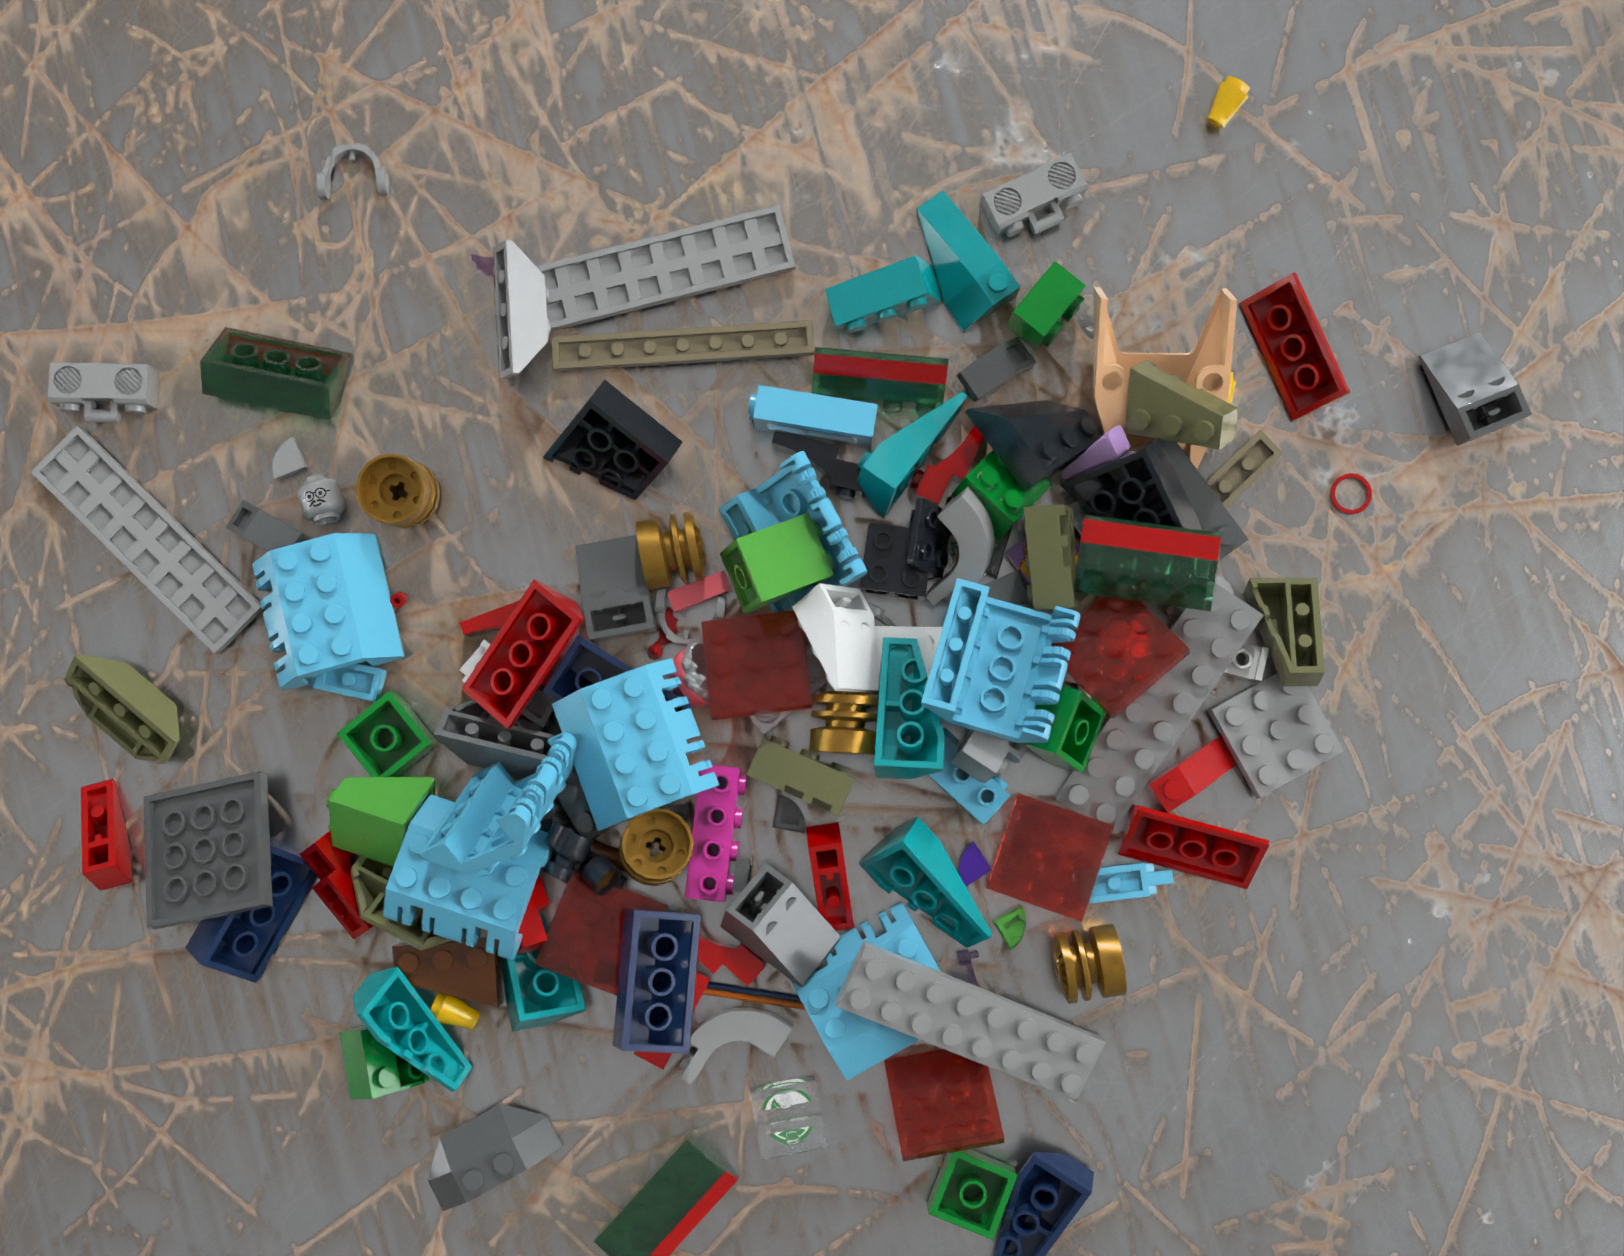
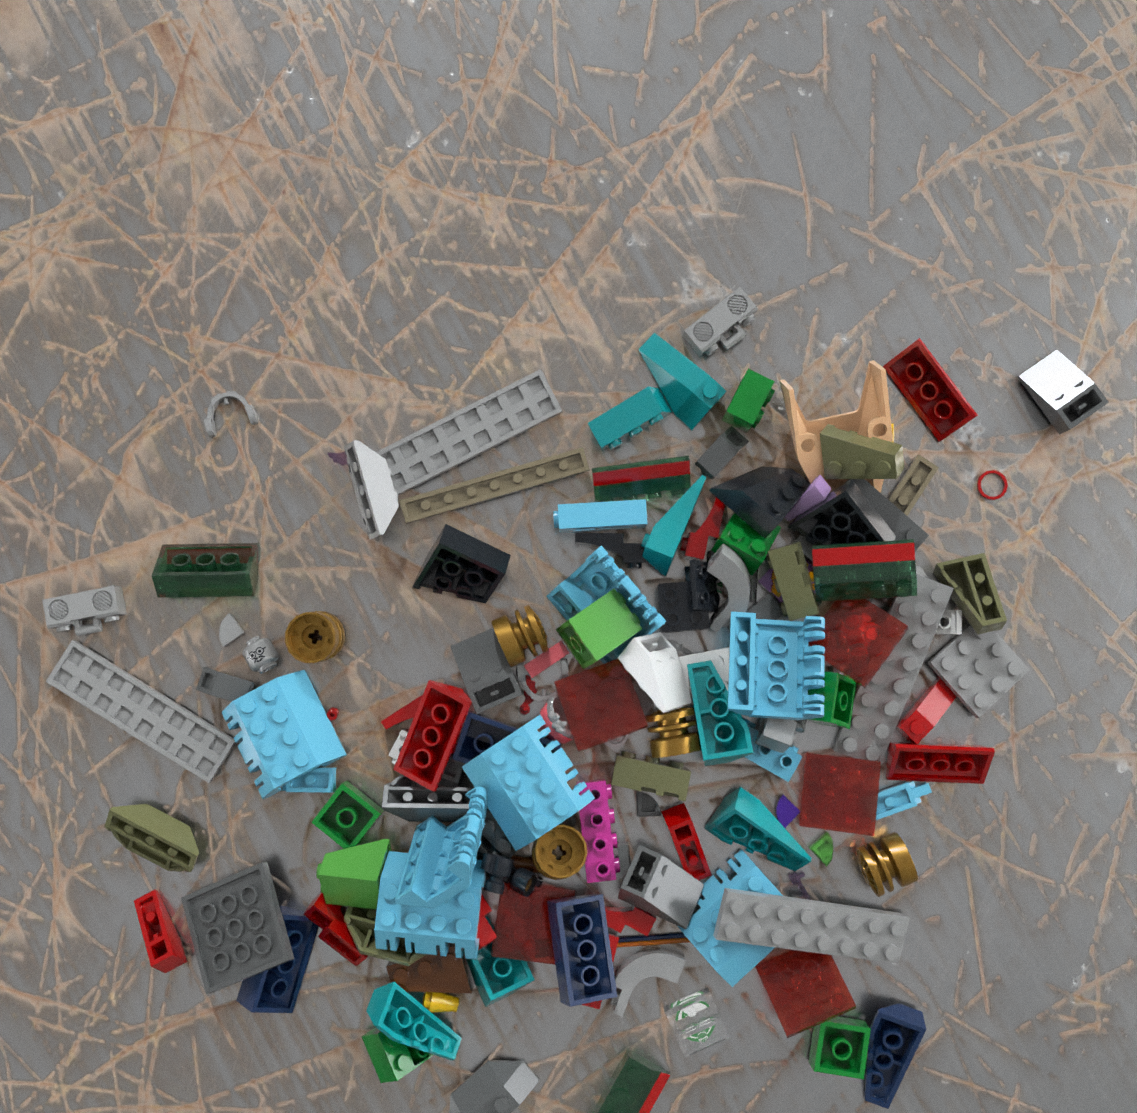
camera: 15 degrees left, 0 degrees up
(1228, 100) = (841, 224): yellow cone -> none

